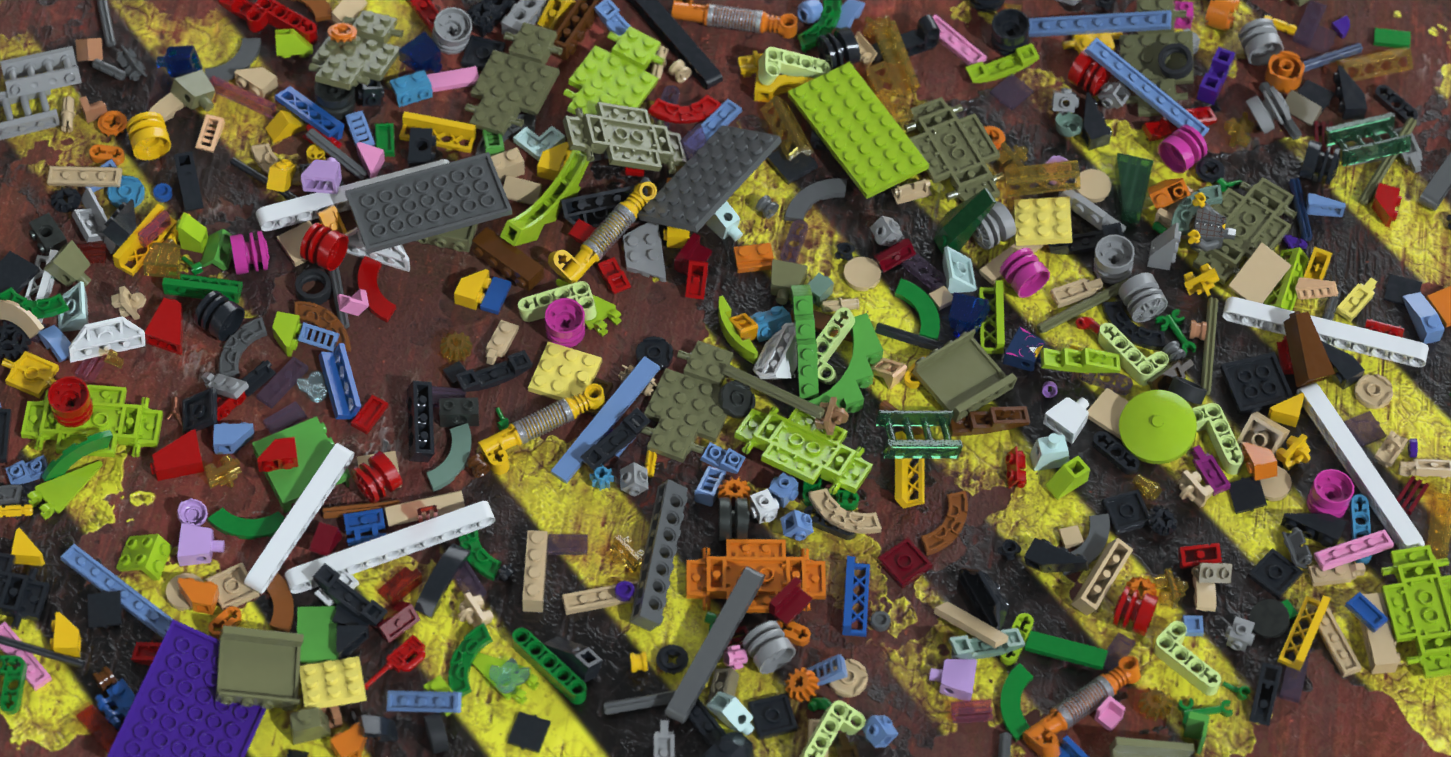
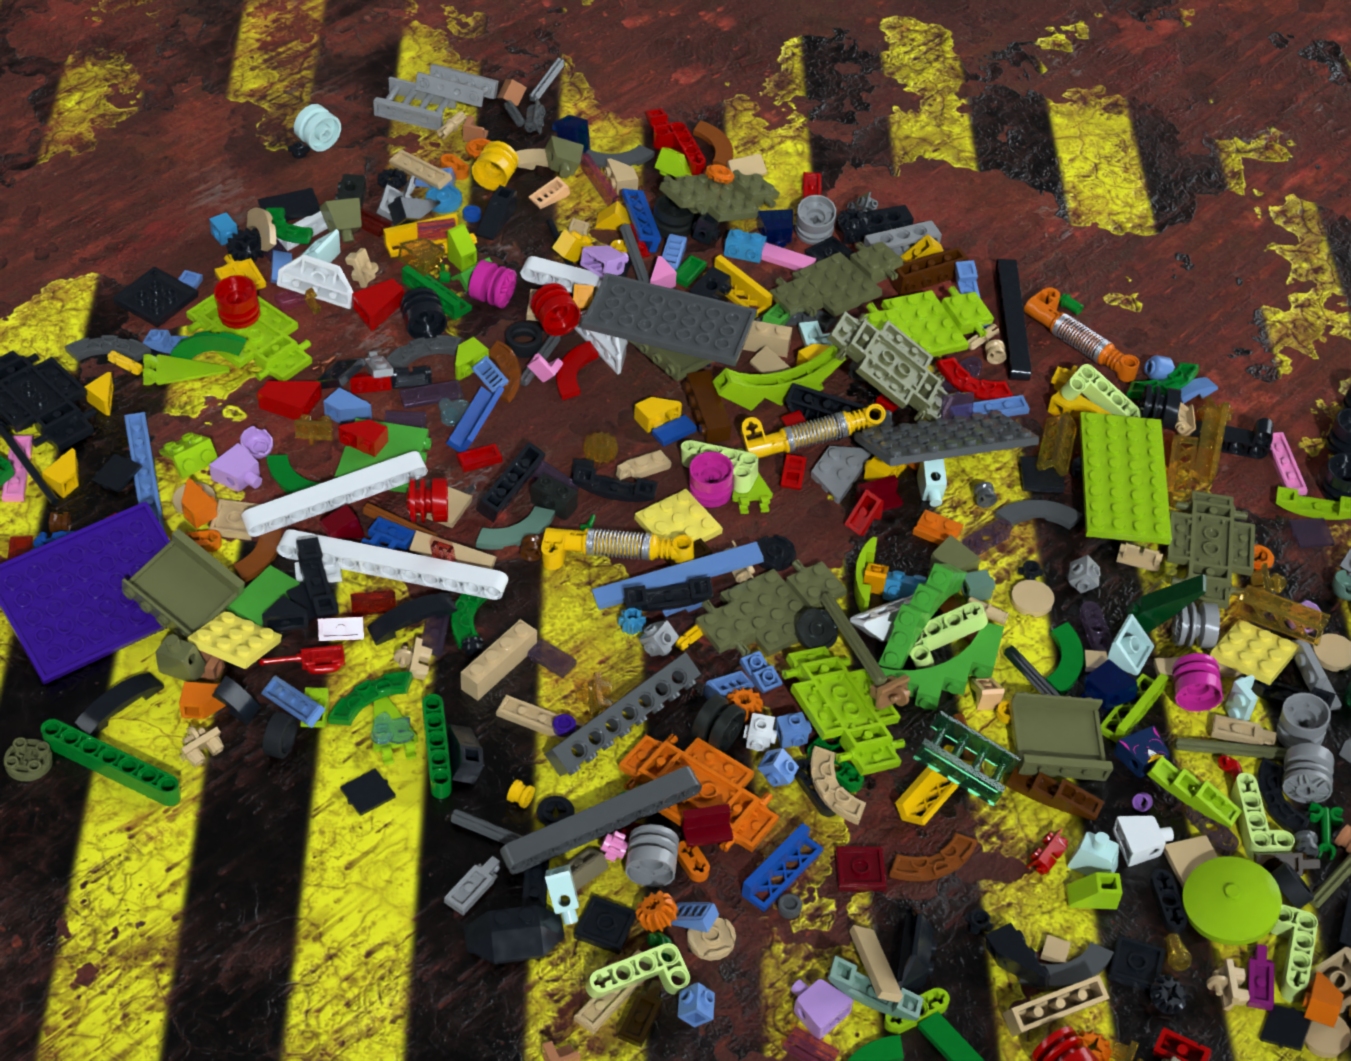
camera: 35 degrees right, 10 degrees down
(895, 254) = (1076, 597): dark red panel -> none
(1063, 268) = (1241, 699): none -> light aqua bracket

